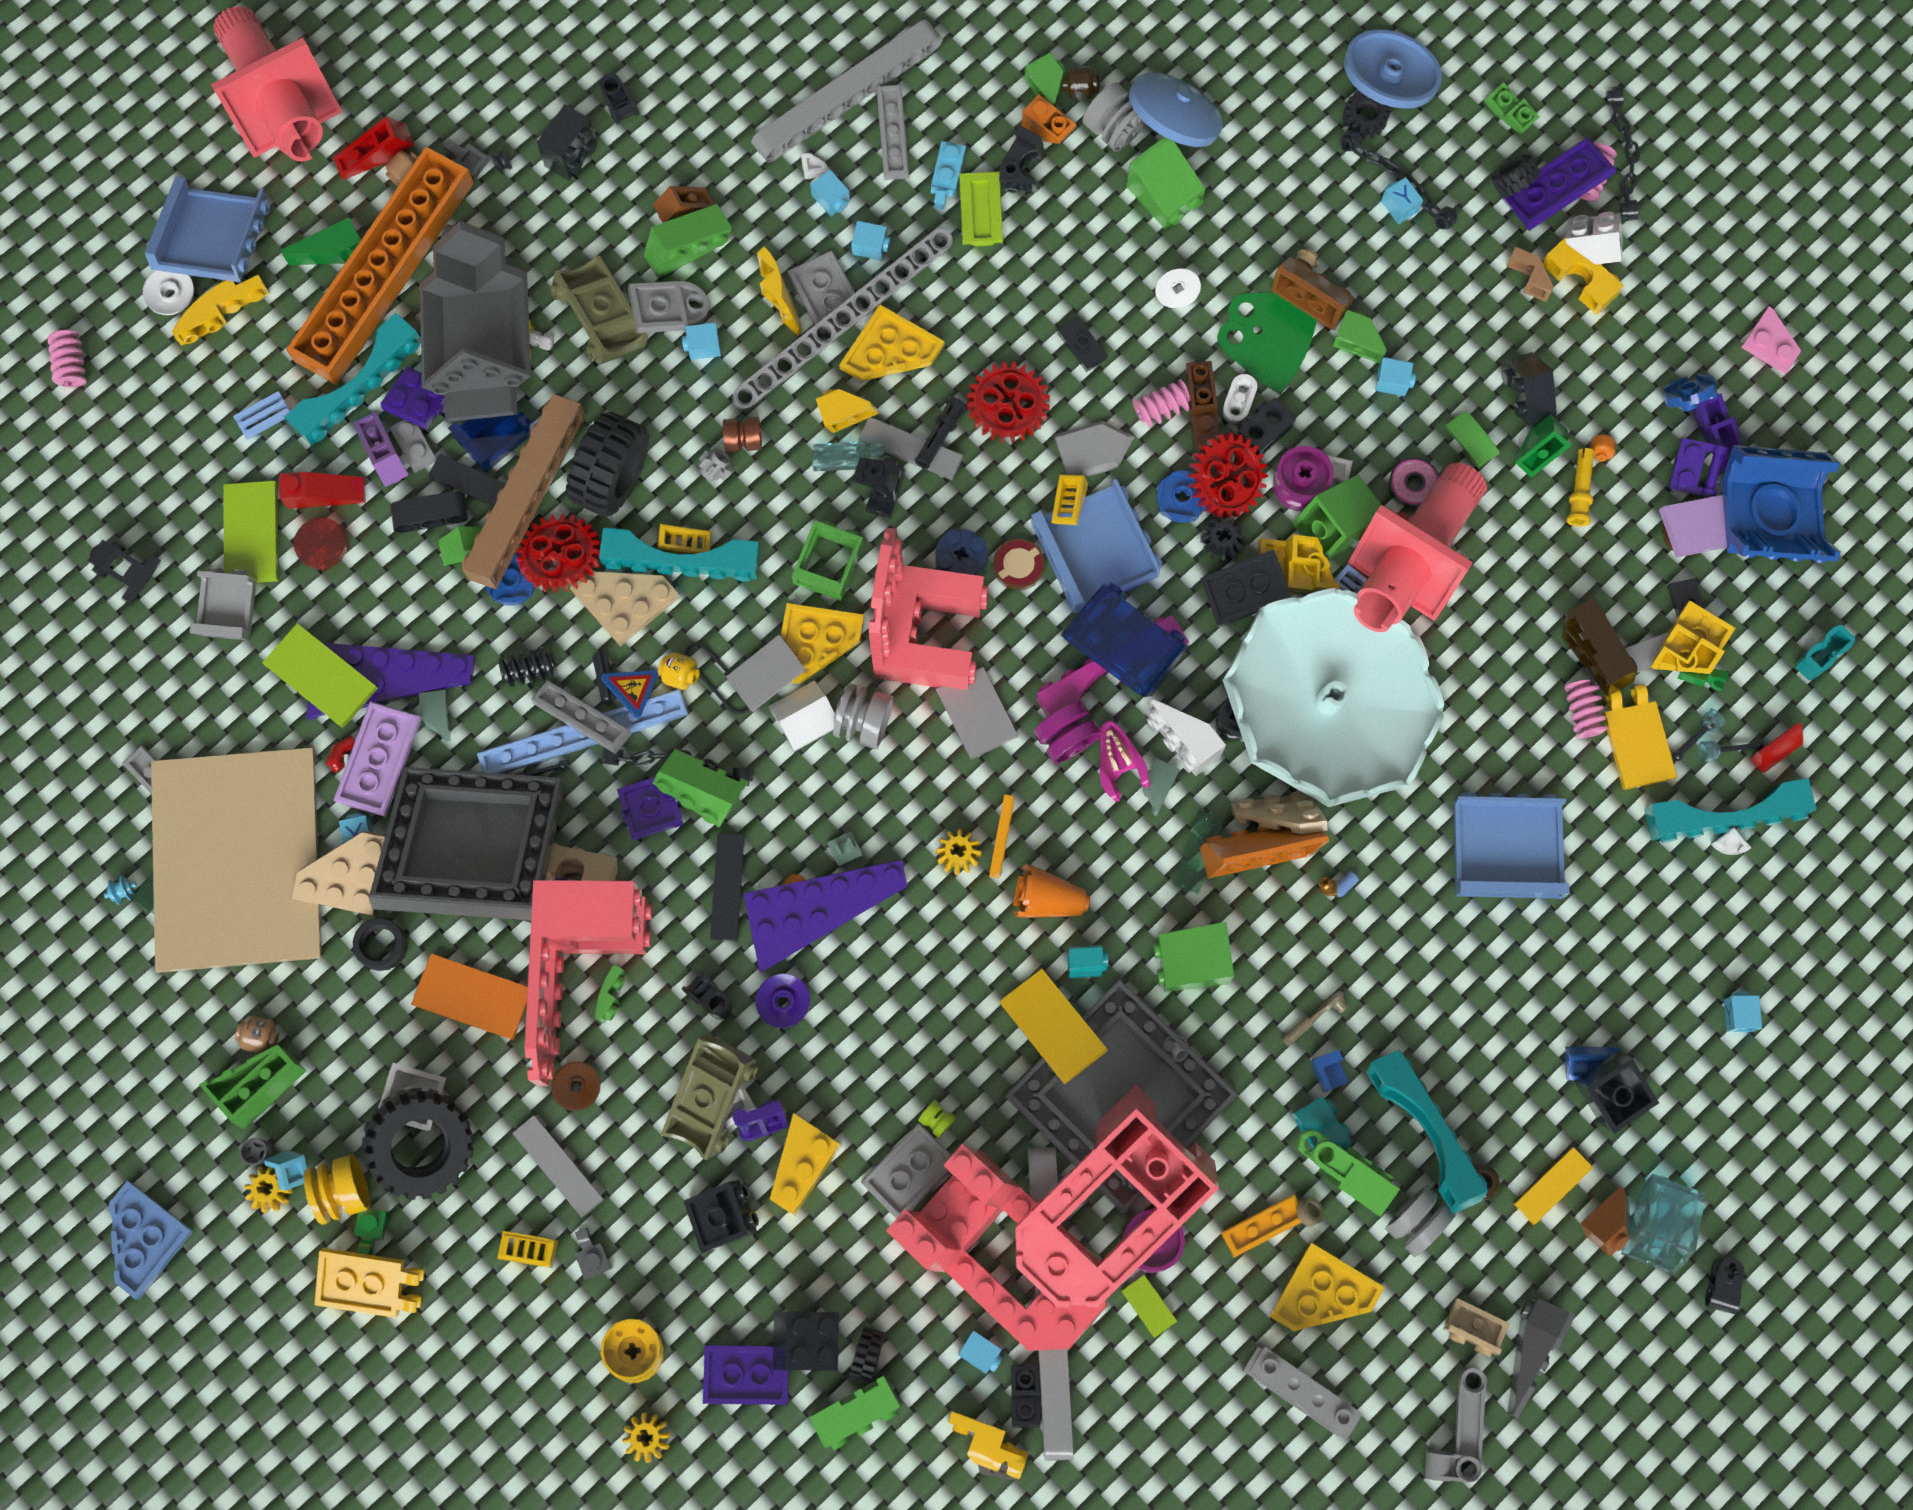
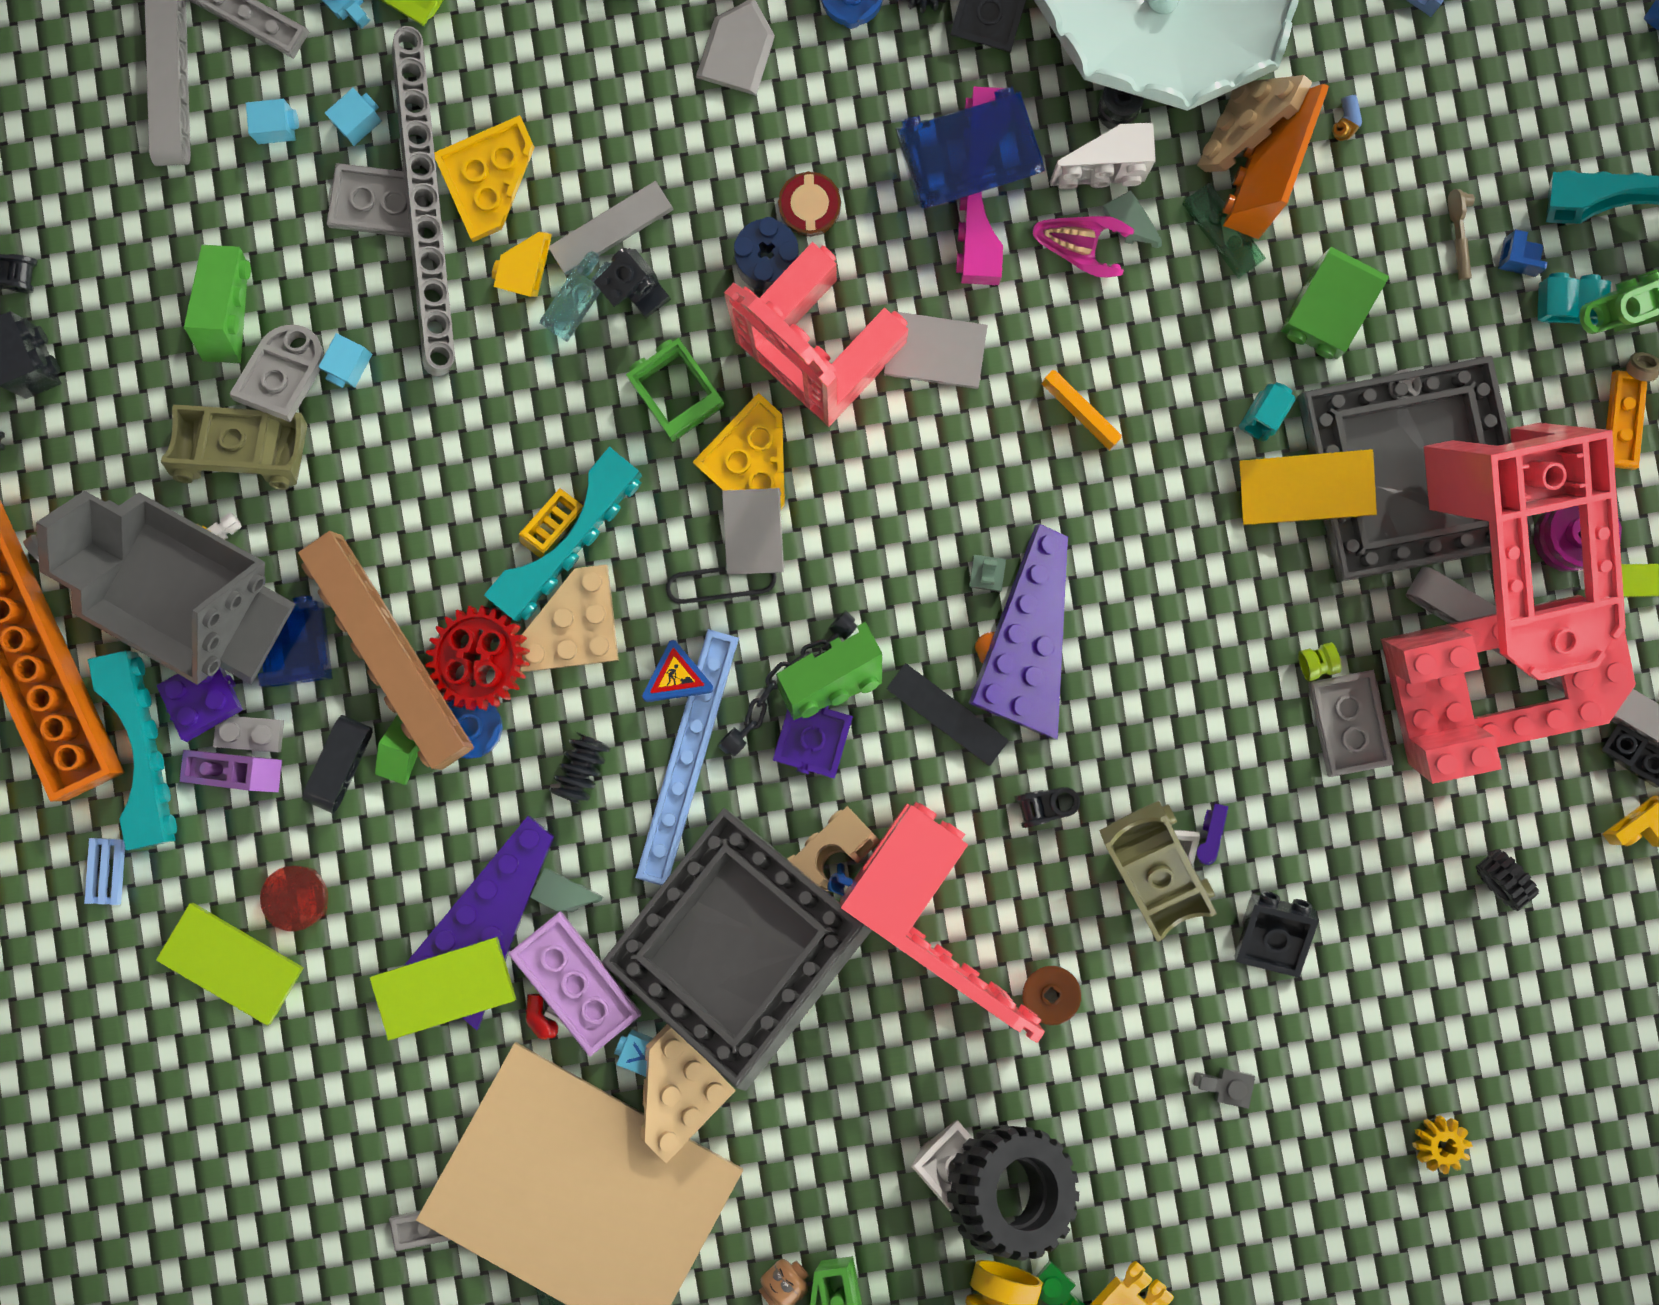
camera: 55 degrees left, 10 degrees up
(135, 577) = (153, 1136): black tile -> none
(225, 604) = (294, 1040): light grey panel -> none
(320, 489) = (234, 861): red slope -> none
(363, 932) = (780, 1125): black tyre -> none
(466, 480) = (330, 702): black tile -> none
(471, 997) = (887, 1041): orange tile -> none
(549, 1253) = (1180, 1128): yellow slope -> none
(558, 1166) = (1117, 1063): light grey tile -> none
(562, 765) = (706, 799): black hinge -> none
(581, 716) = (671, 747): light grey tile -> none
(602, 666) = (633, 694): black axle -> none
(606, 1003) = (989, 911): bright green slope -> none
(607, 464) = (421, 544): black tyre -> none
(620, 1340) = (1375, 1109): yellow wheel -> none
(678, 671) = (689, 617): yellow head -> none
(681, 201) = (173, 281): dark orange slope -> none
(714, 464) = (491, 437): light grey gear -> none
(742, 434) = (478, 387): copper wheel -> none
(743, 1376) = (1444, 1009): dark purple plate -> none
(776, 291) = (342, 245): yellow slope -> none
(780, 987) = (1119, 733): dark purple dish -> none
(801, 1164) = (1280, 823): yellow wedge -> none
(804, 715) = (820, 521): white slope -> none
(805, 1340) = (1456, 931): black brick -> none
(813, 166) = (226, 120): white tile -> none
(856, 1413) = (1553, 927): bright green wedge -> none
(863, 716) = (869, 462): light grey wheel -> none
(945, 423) = (610, 174): black pin -> none
(962, 844) = (1077, 472): yellow gear -> none
(981, 1353) = (1571, 770): medium azure brick -> none
(989, 414) = (631, 68): red gear -> none
(1047, 895) = (1171, 407): orange cone -> none
(1064, 483) = (763, 89): yellow slope -> none
(1067, 732) = (1027, 271): magenta wheel -> none
(1100, 548) = (844, 112): medium blue panel -> none

